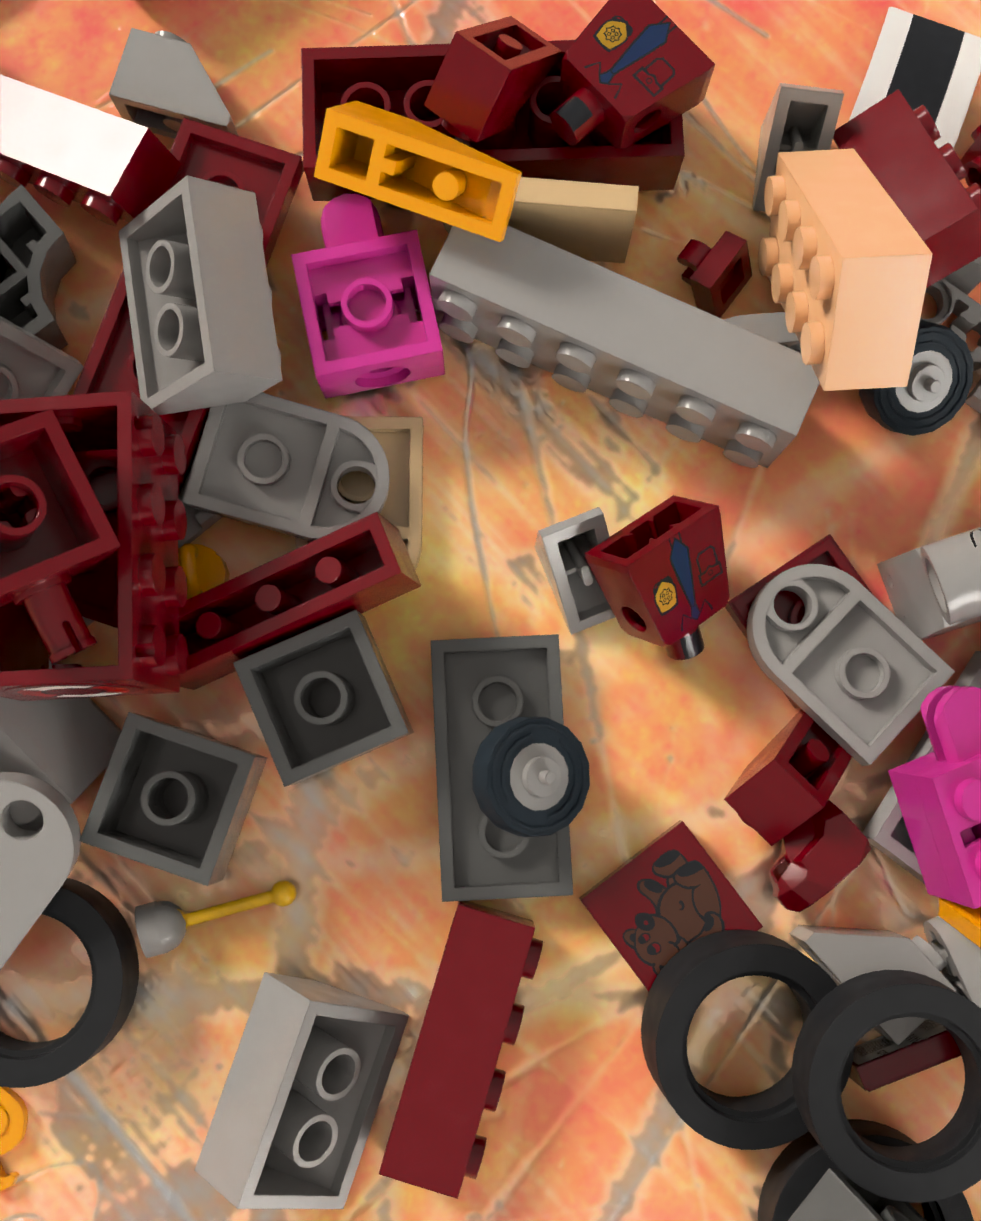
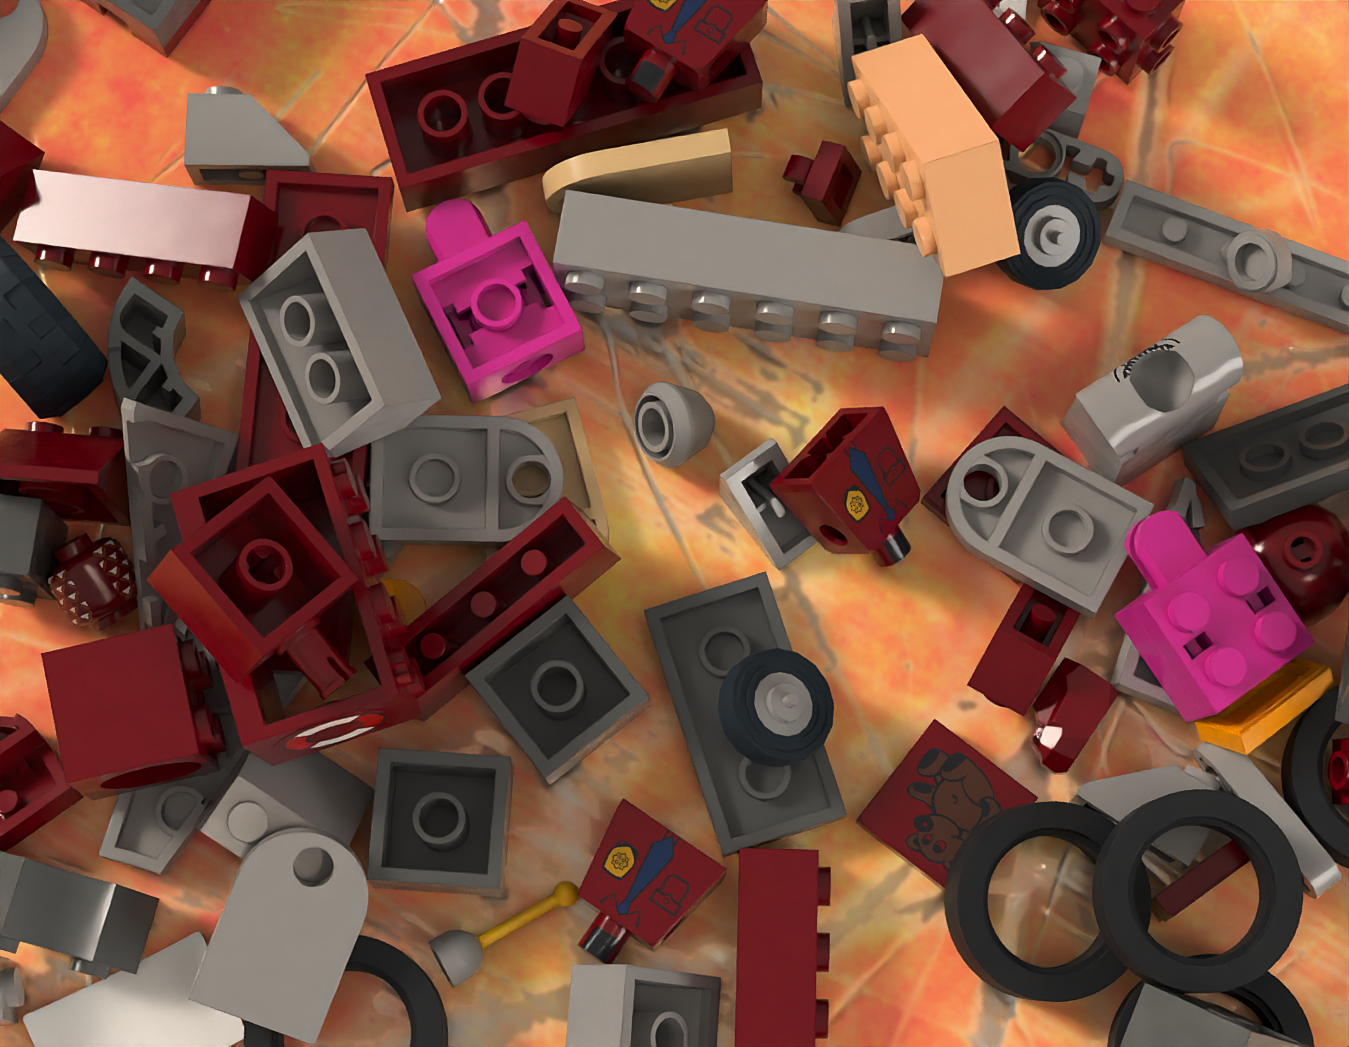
camera: 10 degrees left, 5 degrees down
(355, 909) = (642, 884): none -> dark red torso
(416, 169) = (516, 169): light orange slope -> none
(507, 467) = (672, 423): none -> light grey cone

